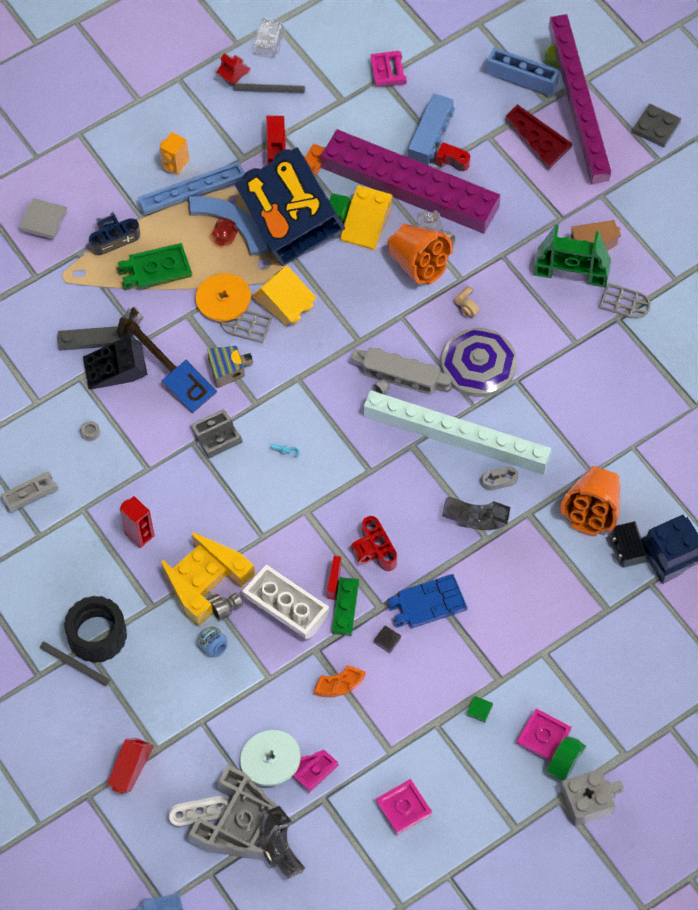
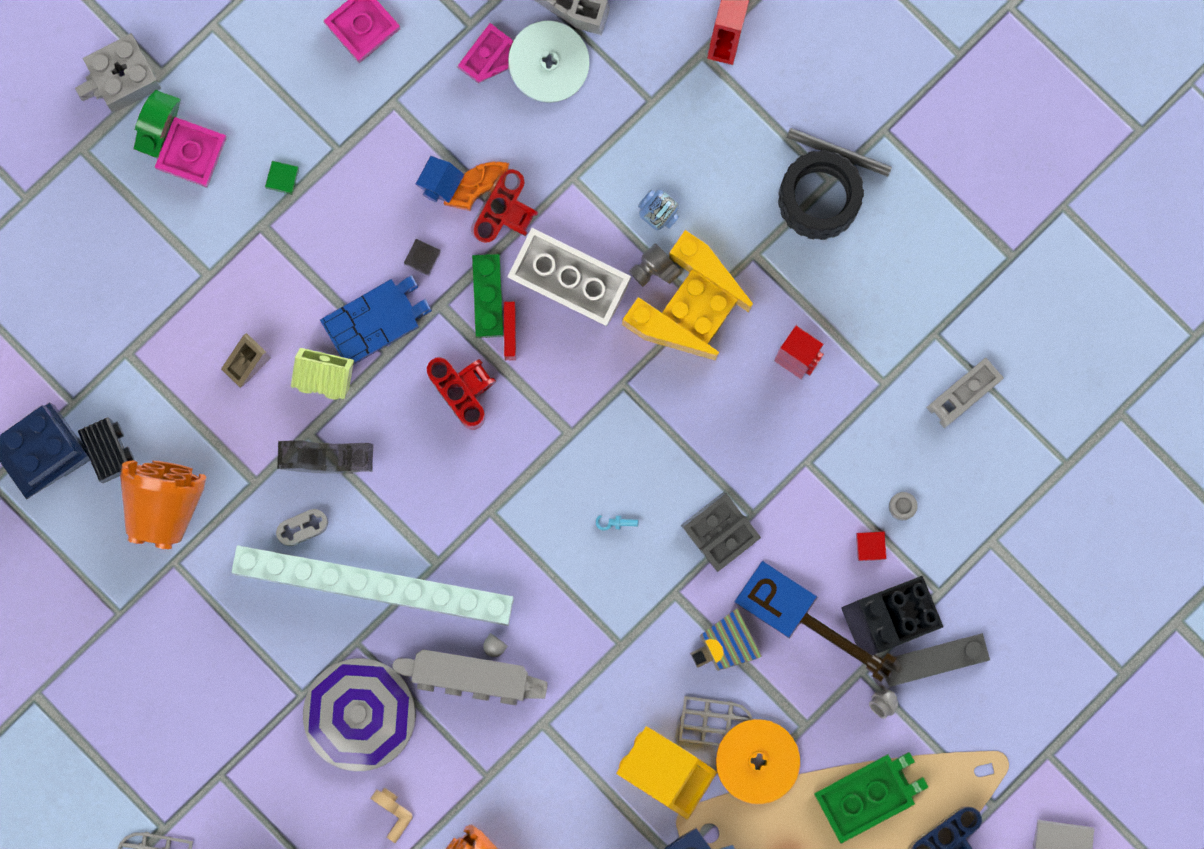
camera: 165 degrees right, 20 degrees up
(118, 410) = (871, 546): none -> red tile
(323, 657) = (512, 211): none -> red beam
(365, 684) = (439, 180): none -> blue brick
(470, 568) = (322, 373): none -> yellowish green brick
(522, 588) = (245, 360): none -> dark tan slope

